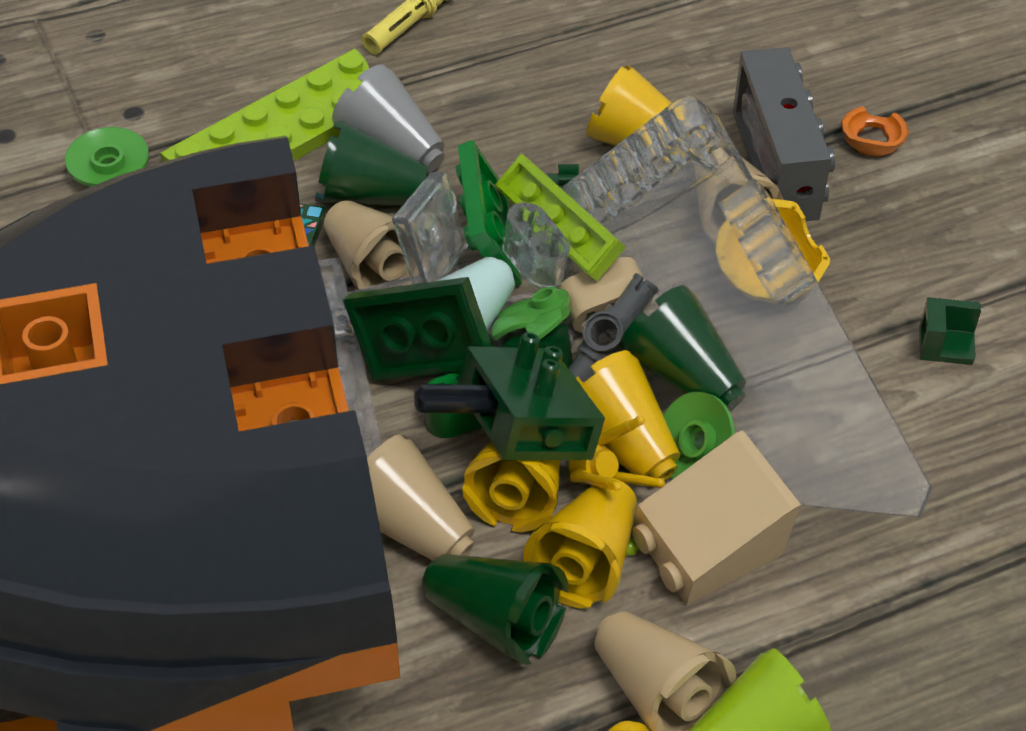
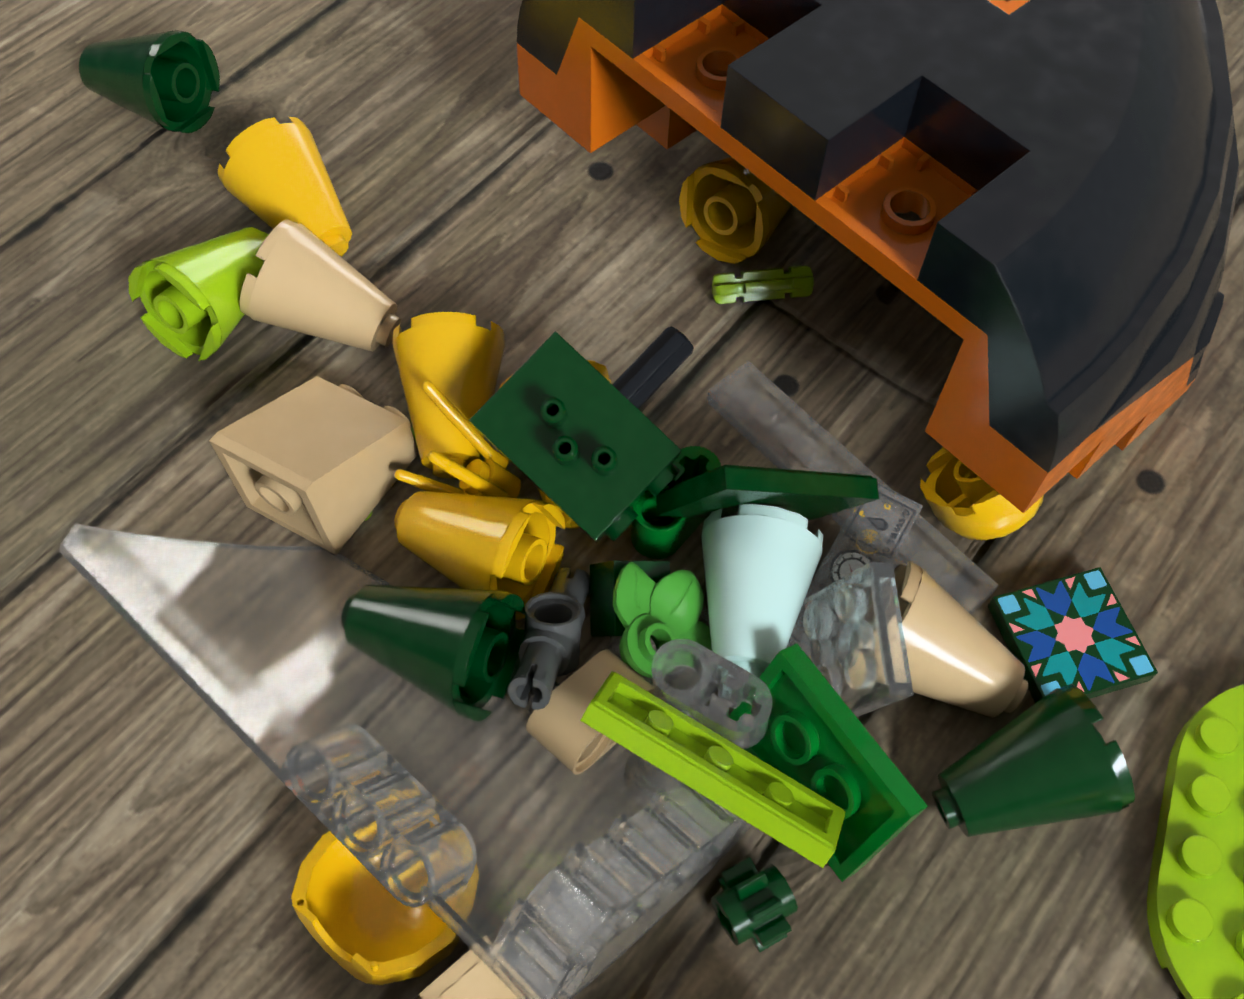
camera: 150 degrees right, 10 degrees up
(391, 115) = (1082, 887): light grey cone -> none
(415, 503) = (623, 334): tan cone -> none
(500, 600) = (515, 291): dark green cone -> none
(693, 419) = (379, 556): bright green dish -> none
(948, 331) = (99, 917): dark green panel -> none

